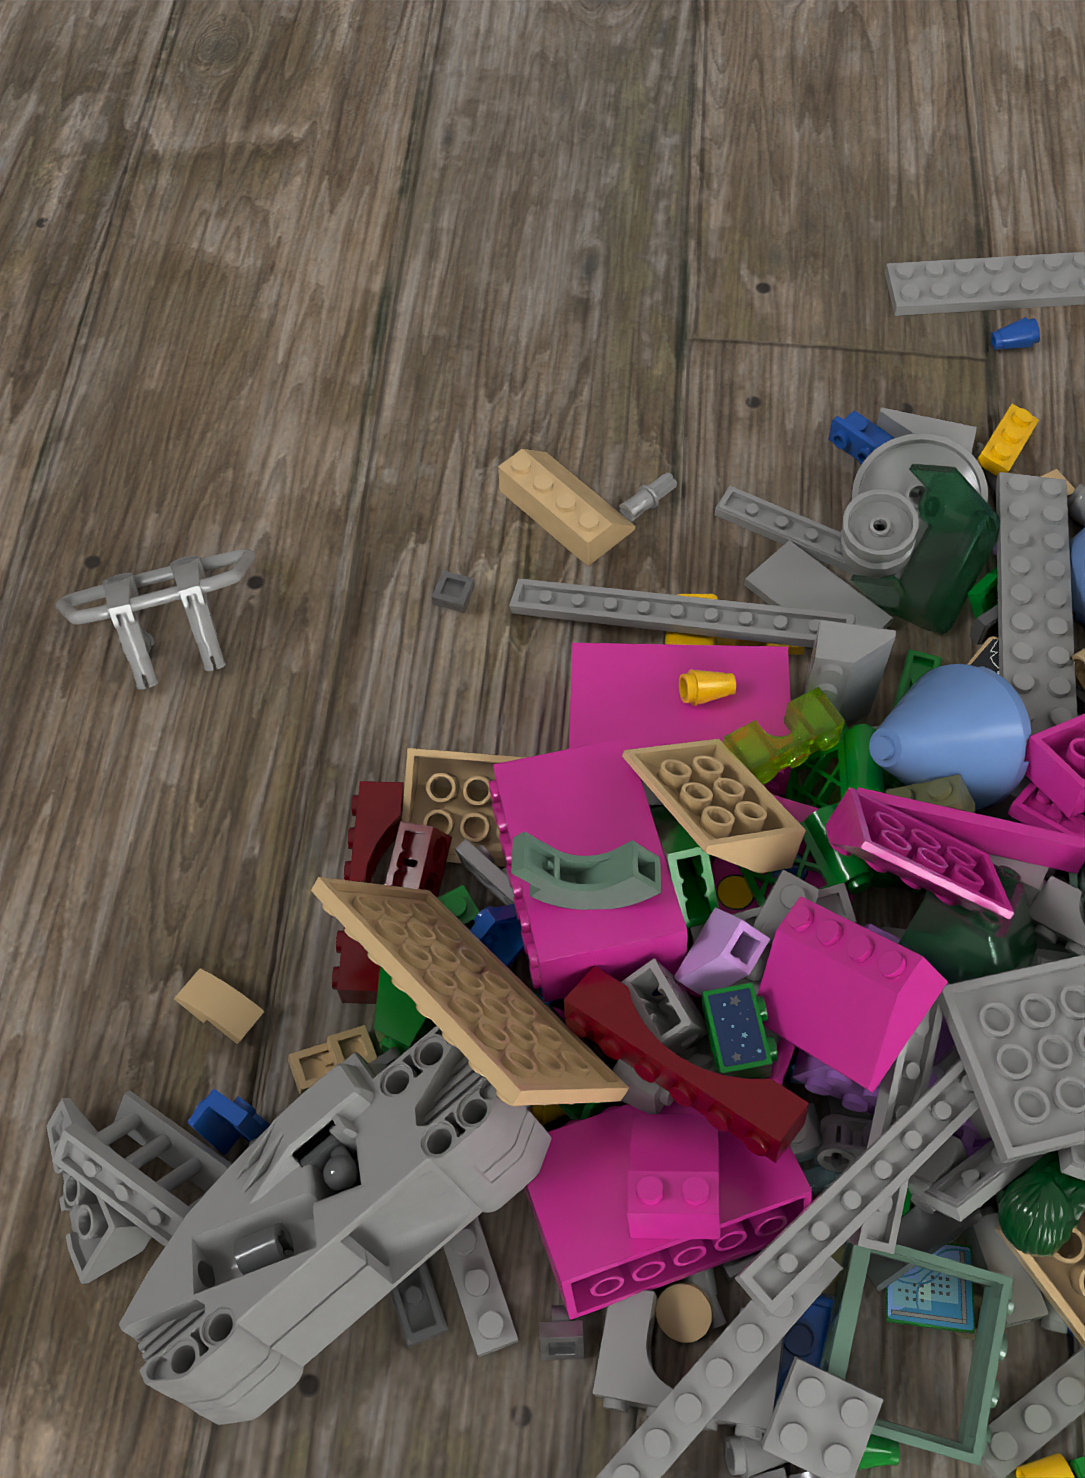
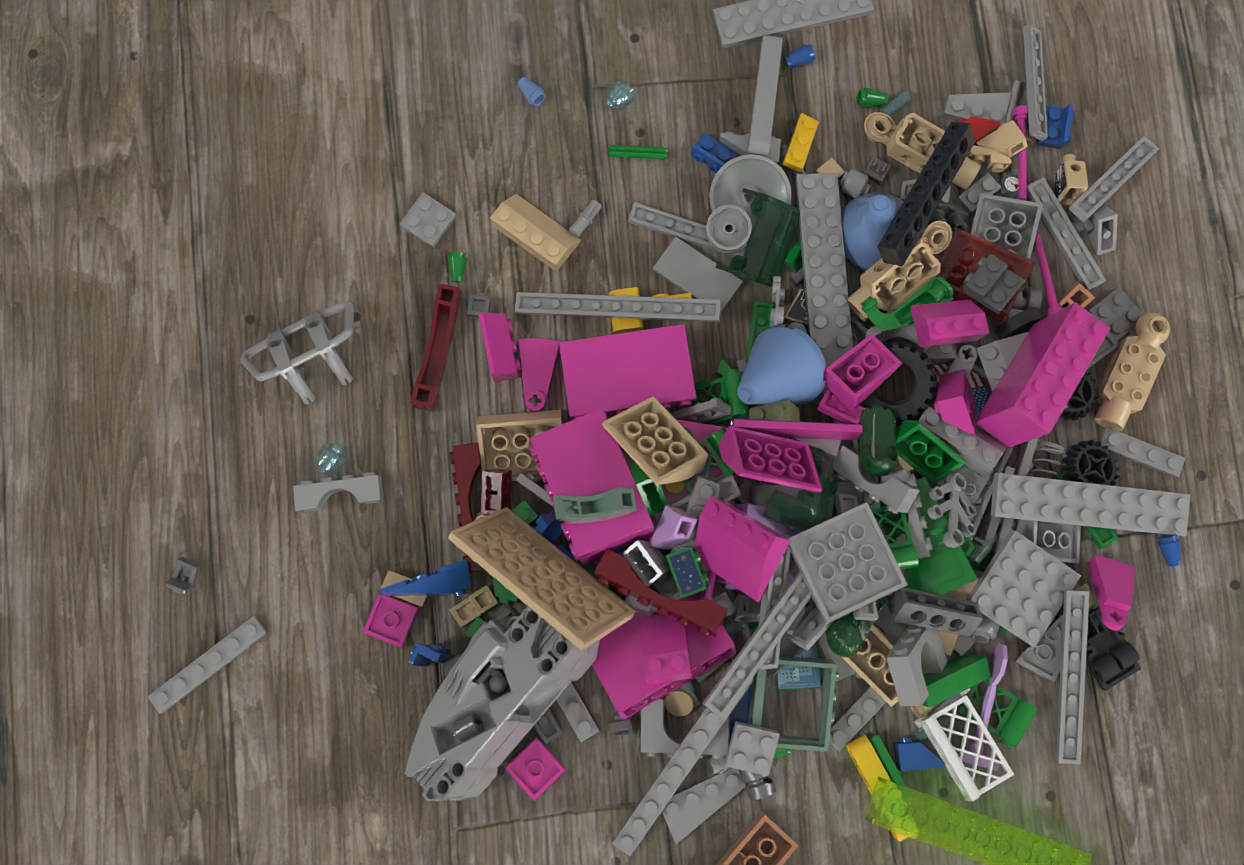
camera: 15 degrees left, 20 degrees up
(100, 1233) = (374, 705): light grey wedge -> none
(106, 826) = (312, 496): none -> light grey arch
(119, 1178) = (386, 702): light grey fence -> none
(152, 774) = (330, 459): none -> clear light blue head
(179, 1056) = (391, 620): none -> dark pink plate
(284, 999) = (444, 582): none -> blue wedge
(349, 678) = (433, 366): none -> dark red arch
(378, 1391) = (535, 768): none -> dark pink plate
(402, 468) = (428, 220): none -> light grey plate
(432, 529) = (457, 264): none -> green cone
(473, 649) = (499, 346): none -> dark pink slope
(530, 693) = (538, 366): none -> dark pink piece
(597, 327) = (531, 91): none -> medium blue cone
(704, 686) = (641, 361): yellow cone -> none
(730, 346) = (619, 95): none -> clear light blue head
(746, 423) = (637, 152): none -> green axle
(812, 725) = (705, 378): clear neon green arch -> none
(813, 783) = (703, 411): none -> light grey plate
(849, 666) = (715, 340): light grey slope -> none
(951, 644) = (777, 296): none -> light grey plant
(957, 370) = (765, 95): none -> light grey beam

